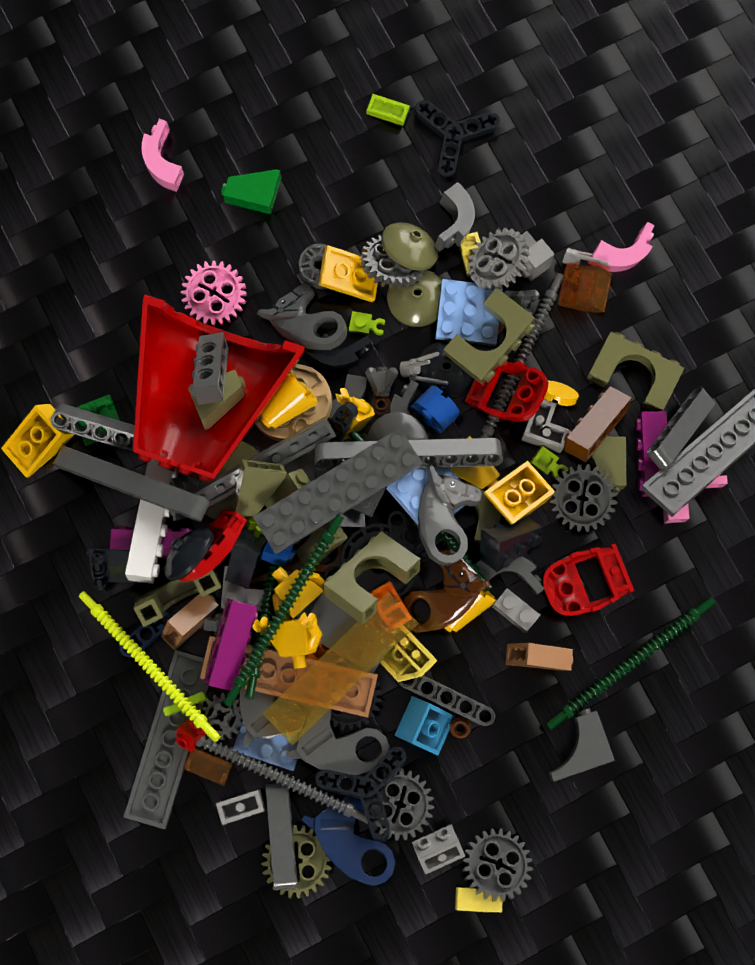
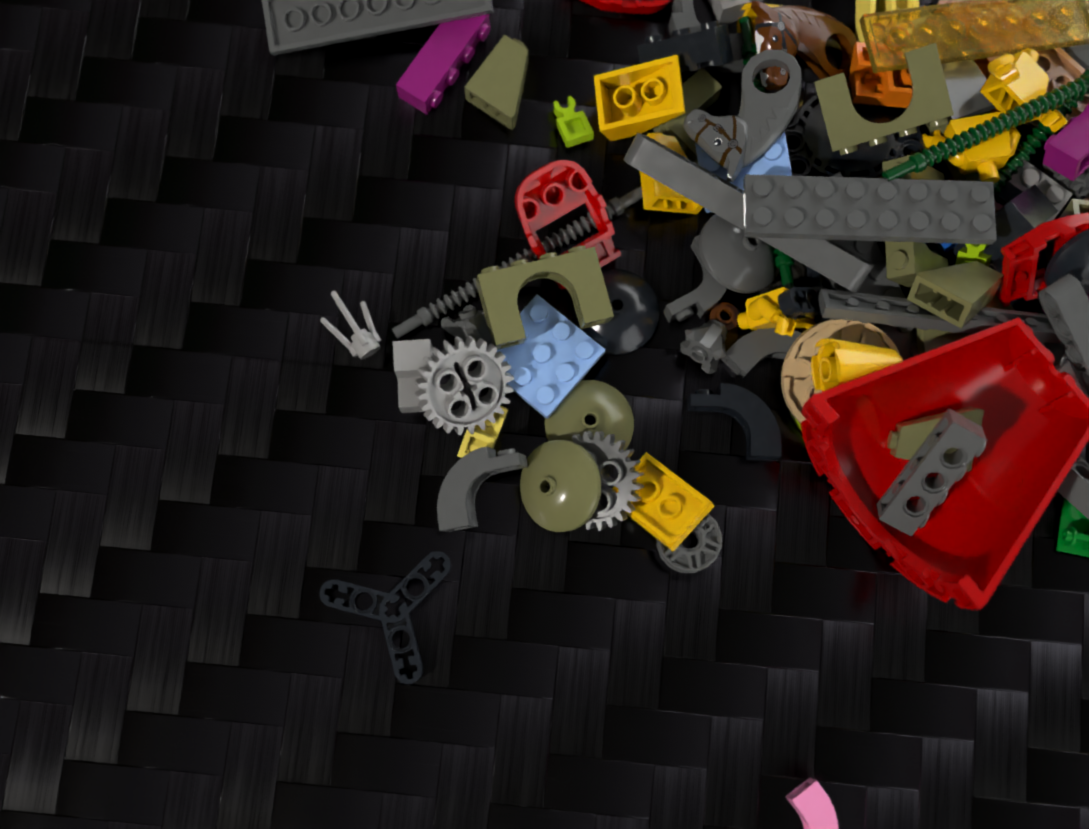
camera: 150 degrees left, 0 degrees up
(203, 308) = (871, 582): bright pink gear -> none
(253, 190) = (711, 703): green slope -> none
(300, 328) = (771, 474): dark grey animal -> none
(362, 323) = (679, 434): lime plate -> none
(387, 109) = (456, 701): lime plate -> none
(413, 367) = (658, 332): light grey plant -> none
(435, 409) = (667, 260): blue brick -> none
(542, 432) = (548, 145): light grey brick -> none
(562, 393) = (500, 185): yellow tile -> none
(585, 288) = (379, 292): clear orange slope -> none
(597, 423) = (487, 117): brick -> none
(603, 500) = (578, 65): dark grey gear -> none
(624, 258) = (298, 297): bright pink arch -> none
(663, 372) = (397, 196): olive arch -> none
(680, 428) = (394, 53): dark grey beam -> none

